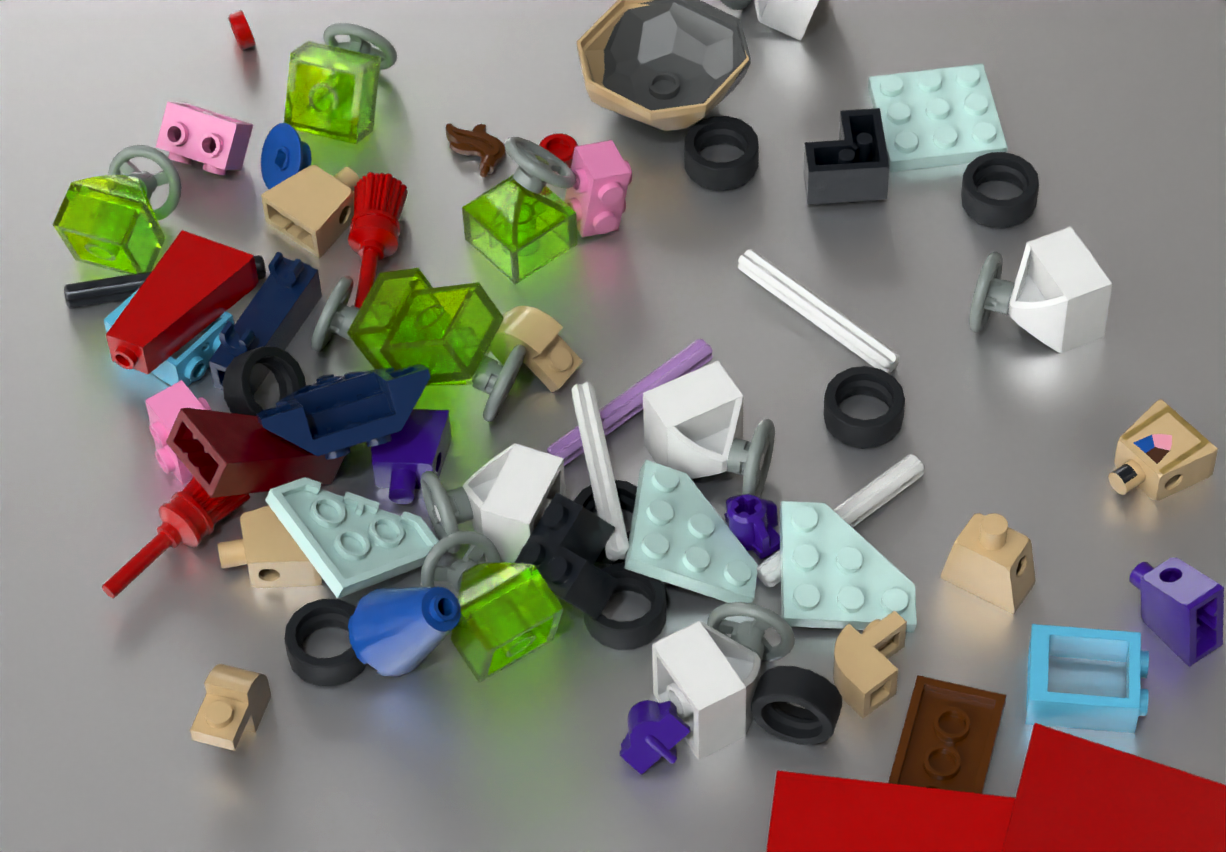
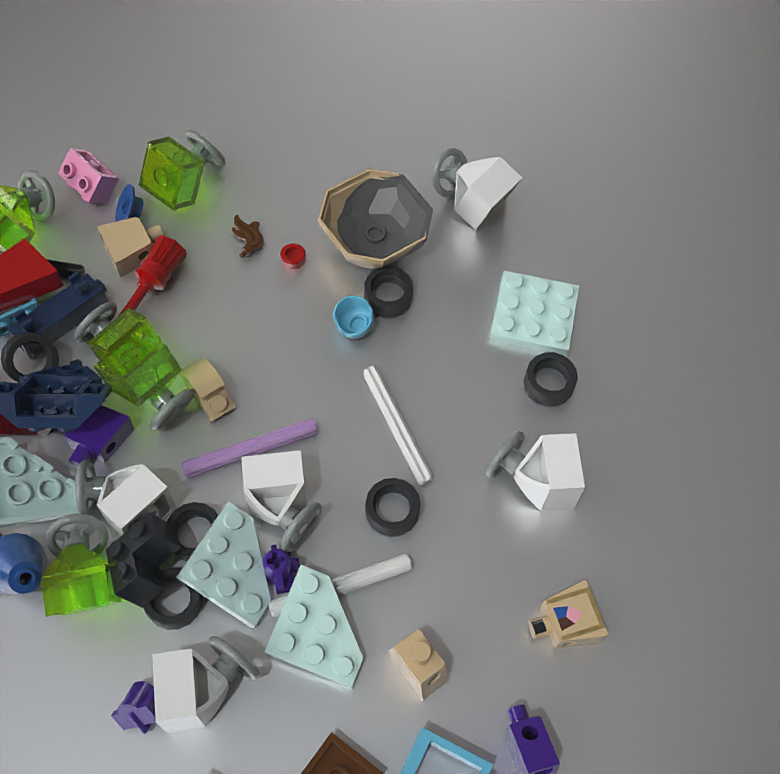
camera: 15 degrees right, 10 degrees up
(241, 30) = (149, 114): red tile -> none
(521, 220) = (242, 294): clear neon green piece -> none
(599, 188) = (295, 292): bright pink brick -> none
(600, 468) = (197, 497): white axle -> none
(691, 196) = (353, 316): none -> medium azure hair
(799, 687) = (237, 728): black tyre -> none
(849, 167) = (463, 331): black brick -> none
(862, 663) = (296, 705): tan brick -> none

